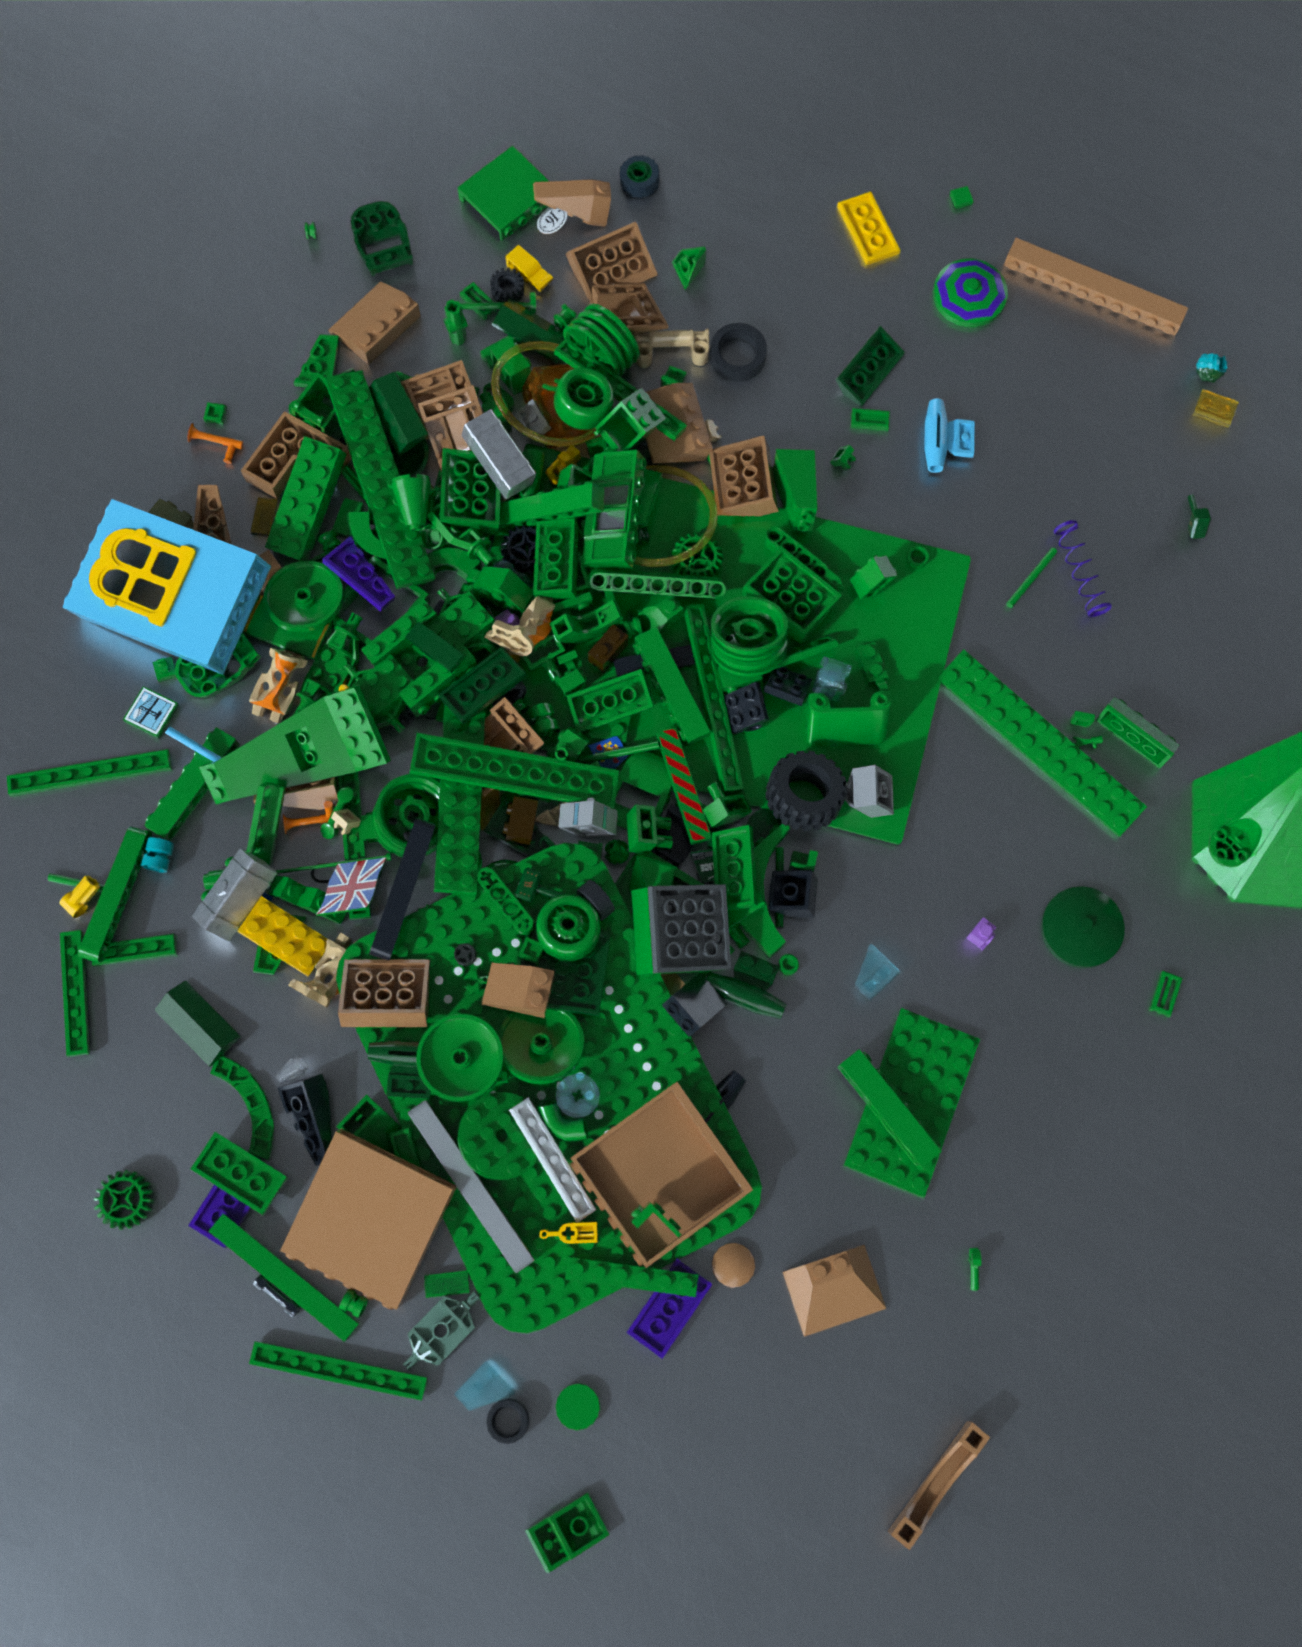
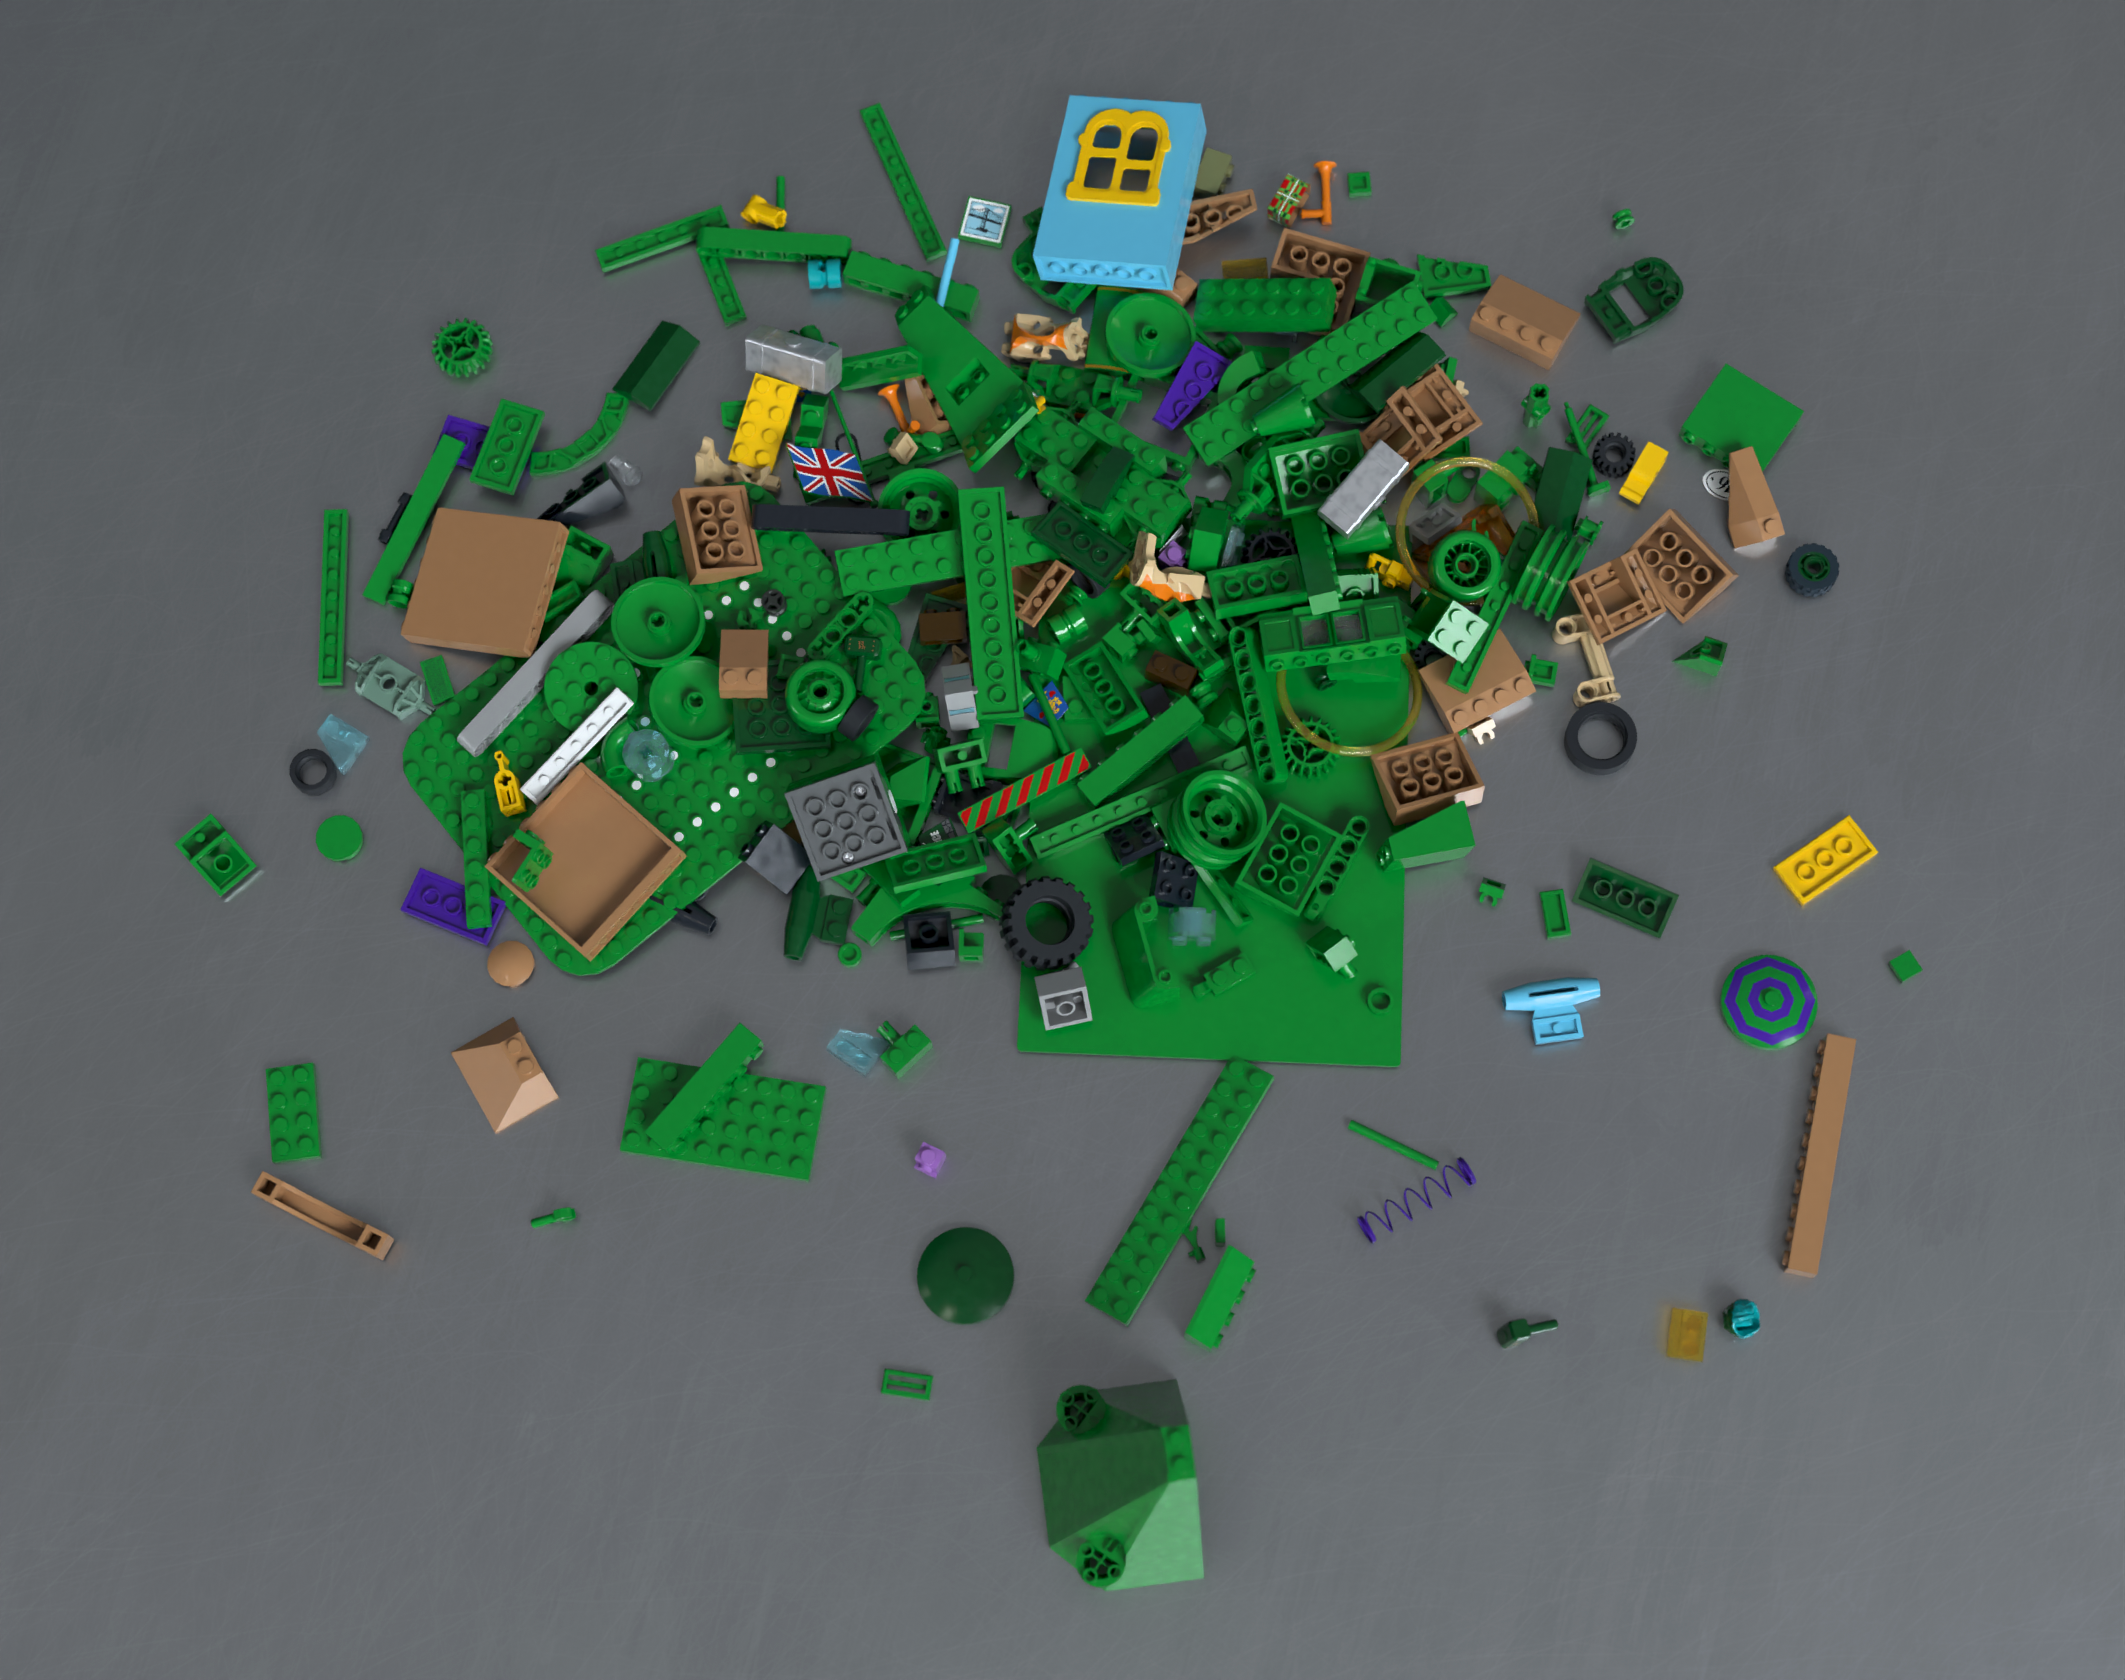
camera: 85 degrees right, 0 degrees up
(213, 466) = (1288, 201): none -> piece
(832, 1497) = (293, 1113): none -> green plate
(883, 933) = (904, 1049): none -> green brick

